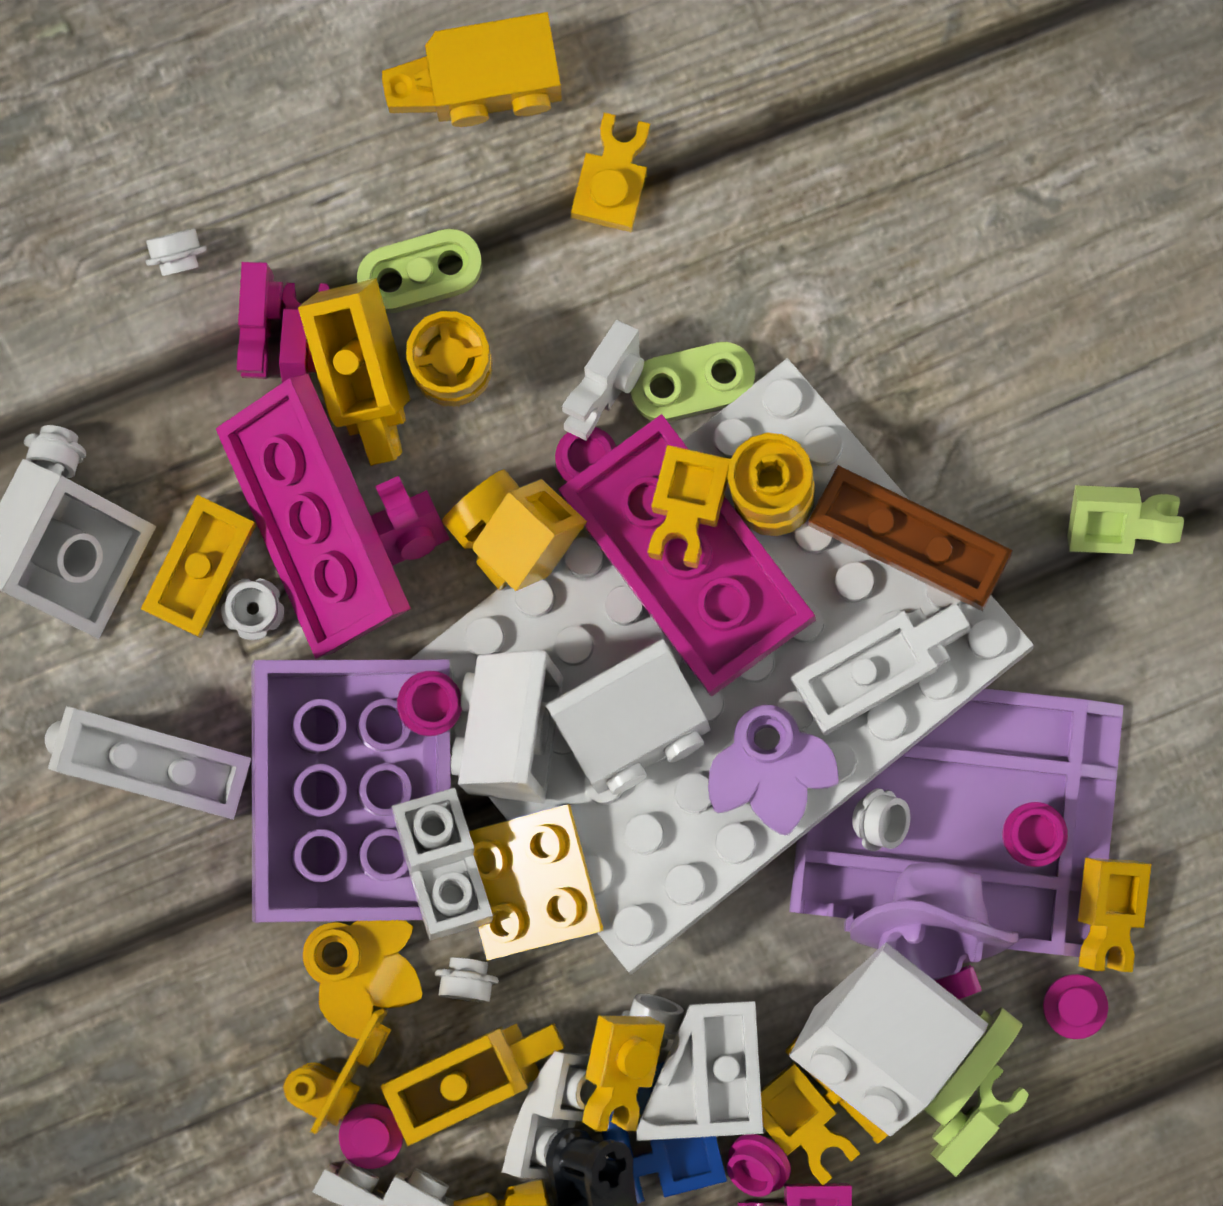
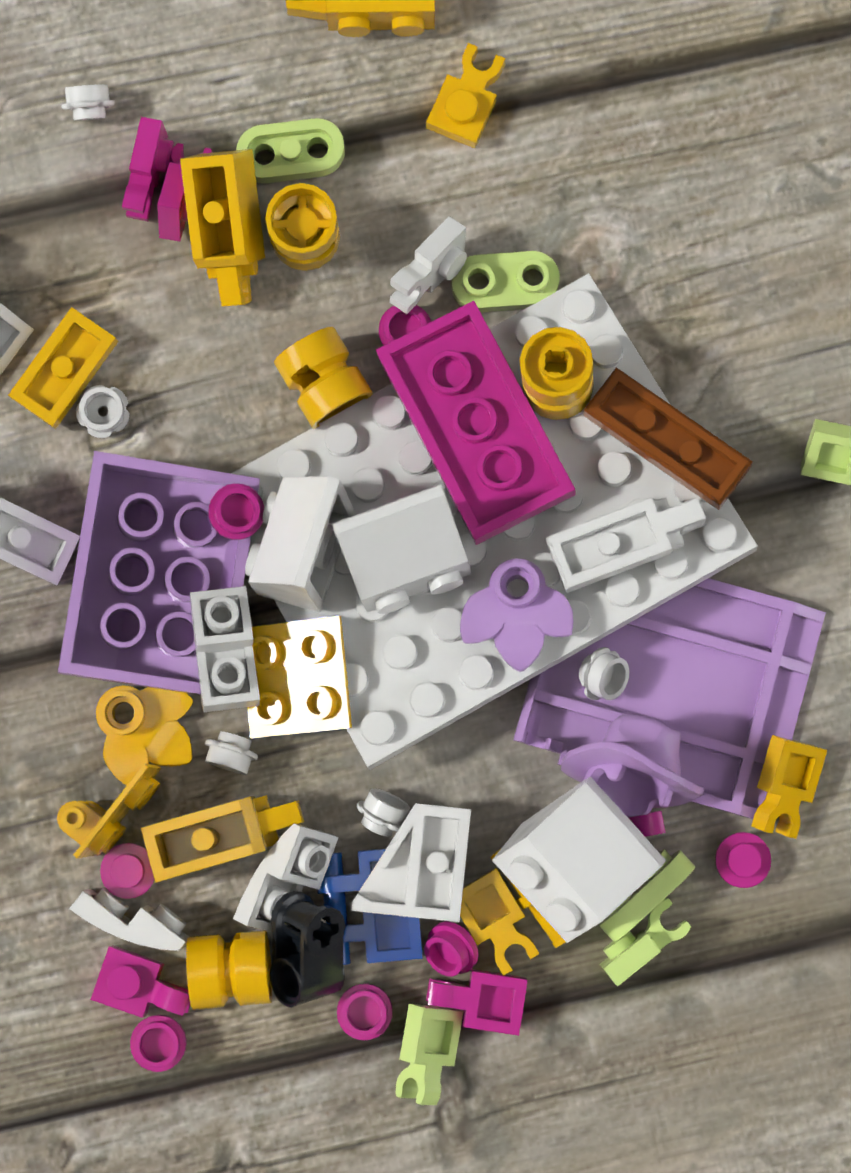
camera: 10 degrees right, 0 degrees up
(312, 517) = (165, 340): dark pink plate -> none
(407, 525) = (244, 361): dark pink plate -> none
(528, 534) = (344, 383): yellow panel -> none
(619, 1062) = (347, 842): yellow plate -> none
(688, 494) = (484, 370): yellow plate -> none
(1035, 834) = (732, 708): dark pink plate -> none

